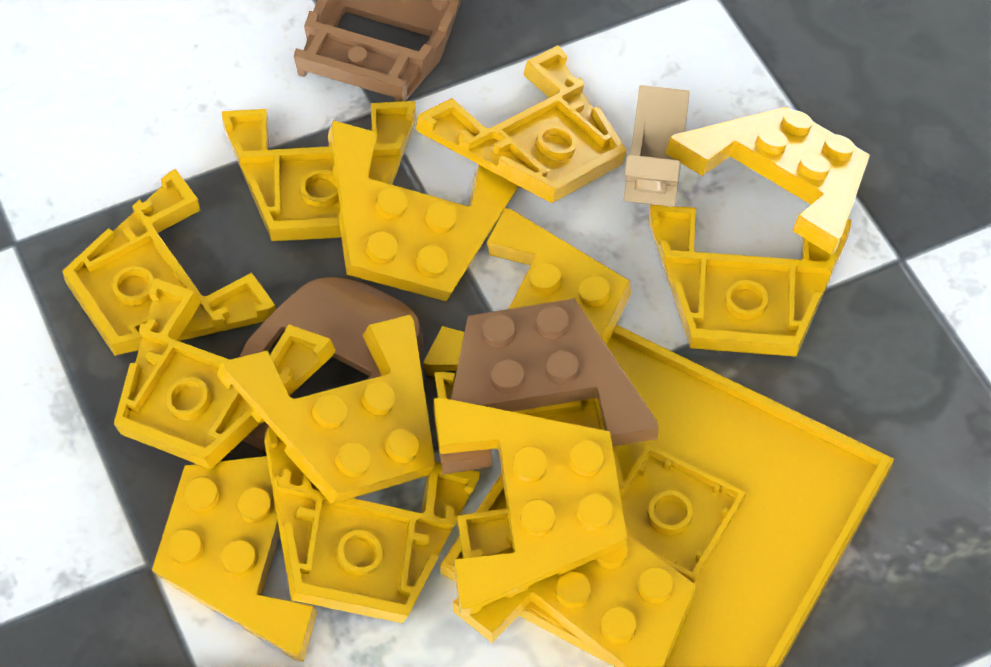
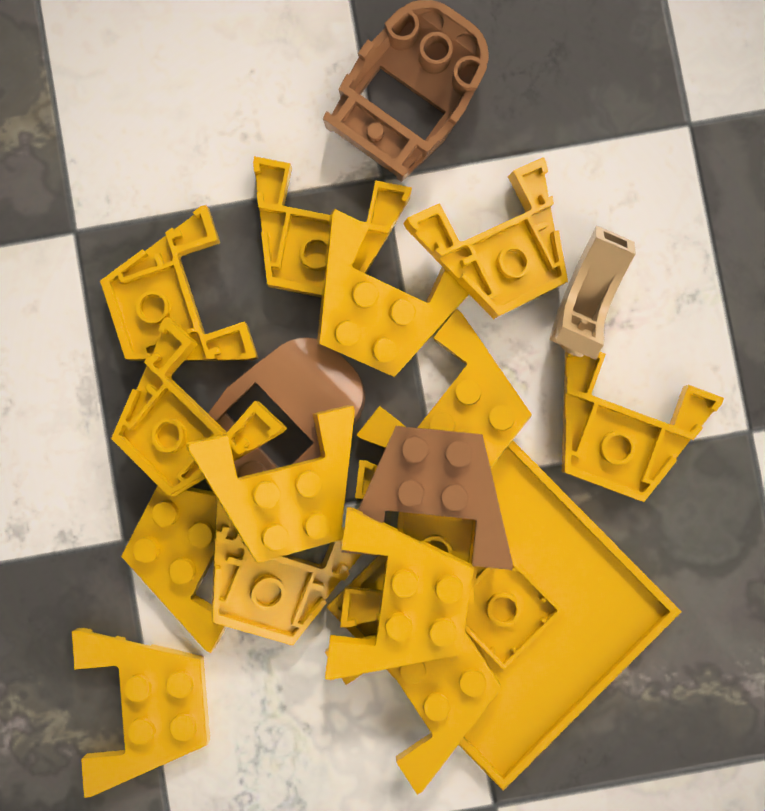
camera: 20 degrees right, 30 degrees up
(792, 154) = (704, 330): wing -> none

